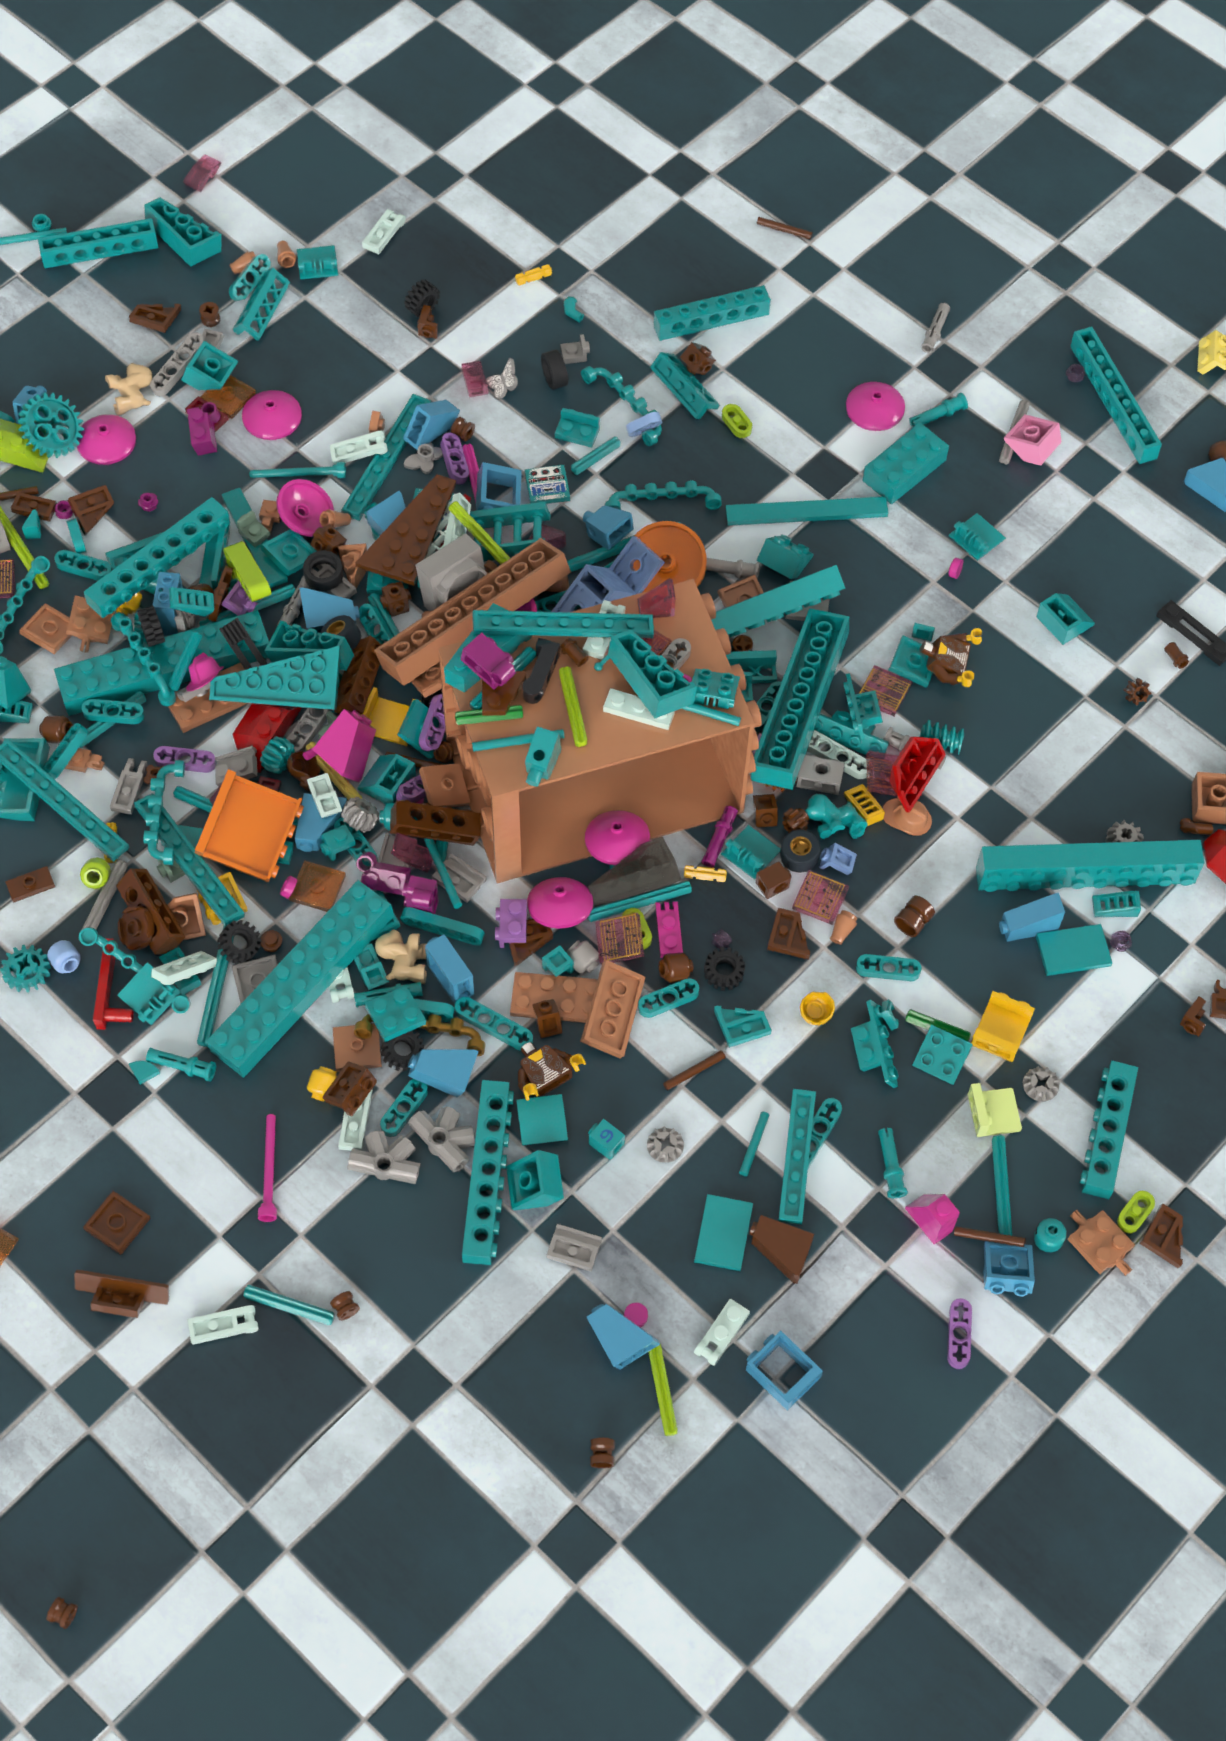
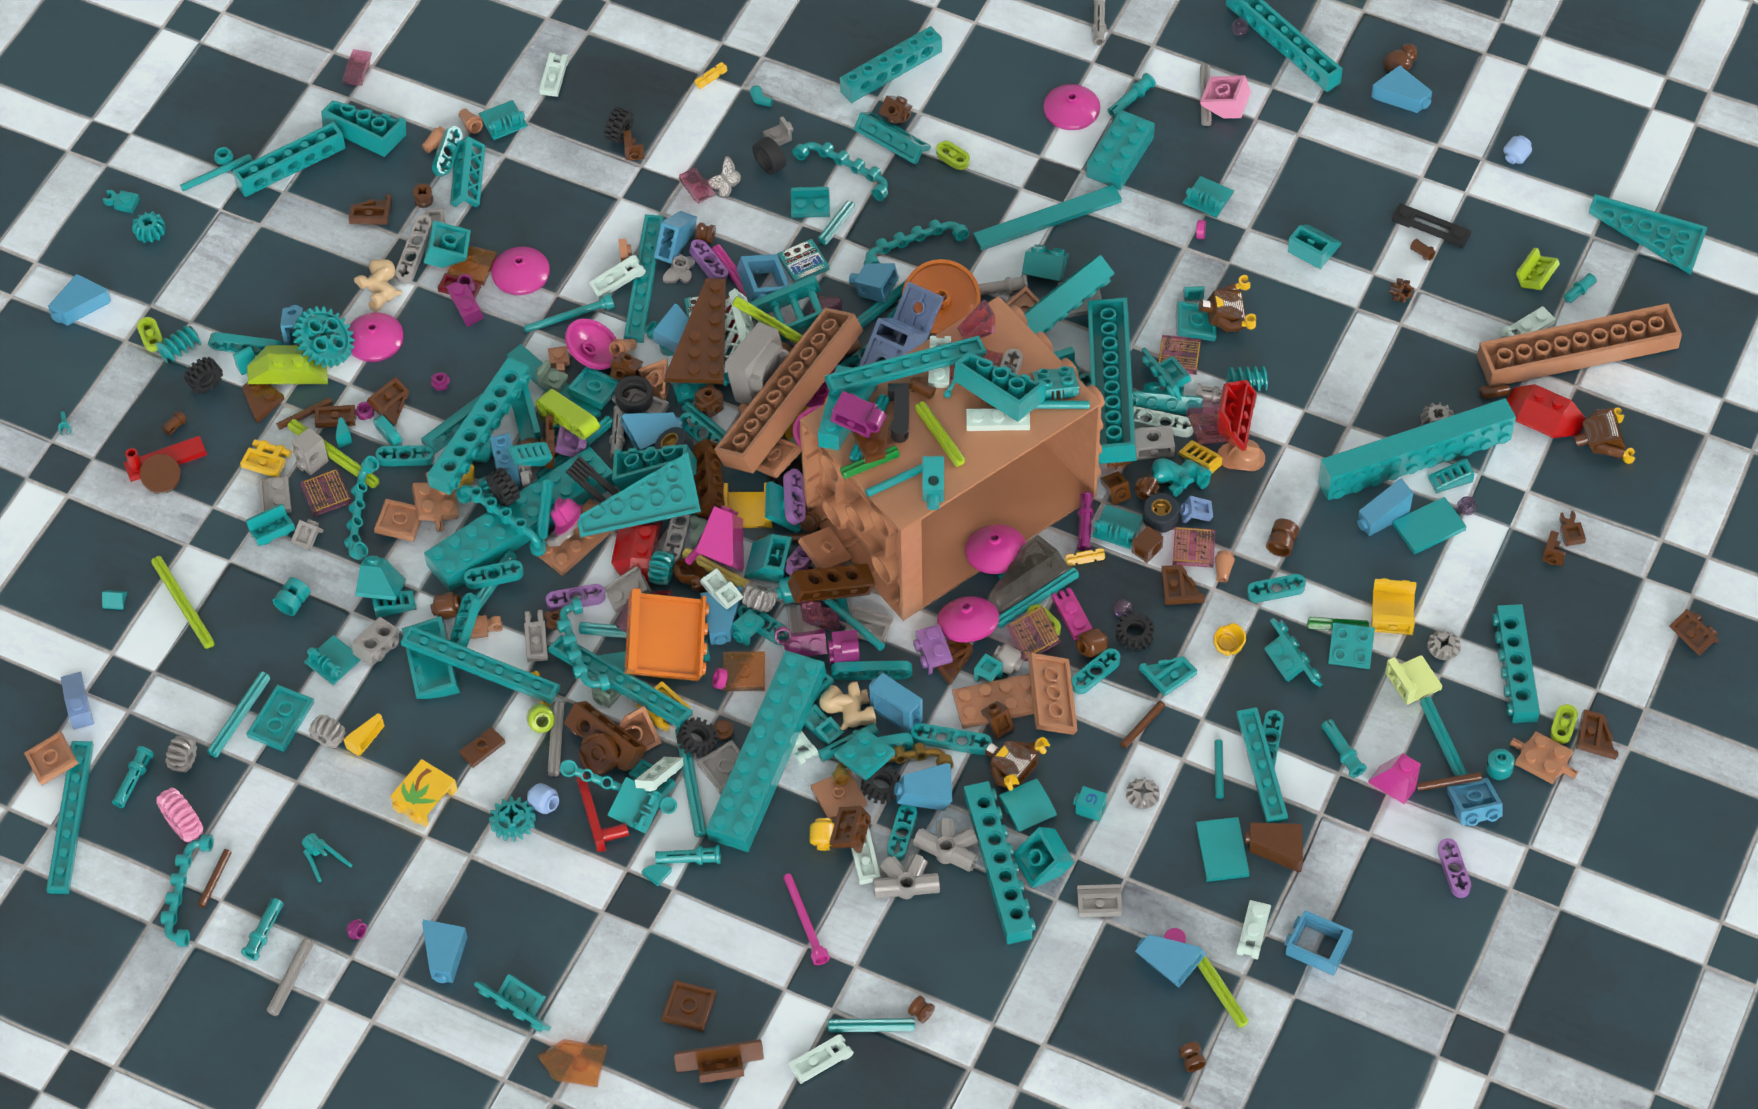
camera: 15 degrees left, 5 degrees down
(643, 423) = (871, 181): light blue beam -> none
(886, 1013) = (1292, 627): teal tile -> none

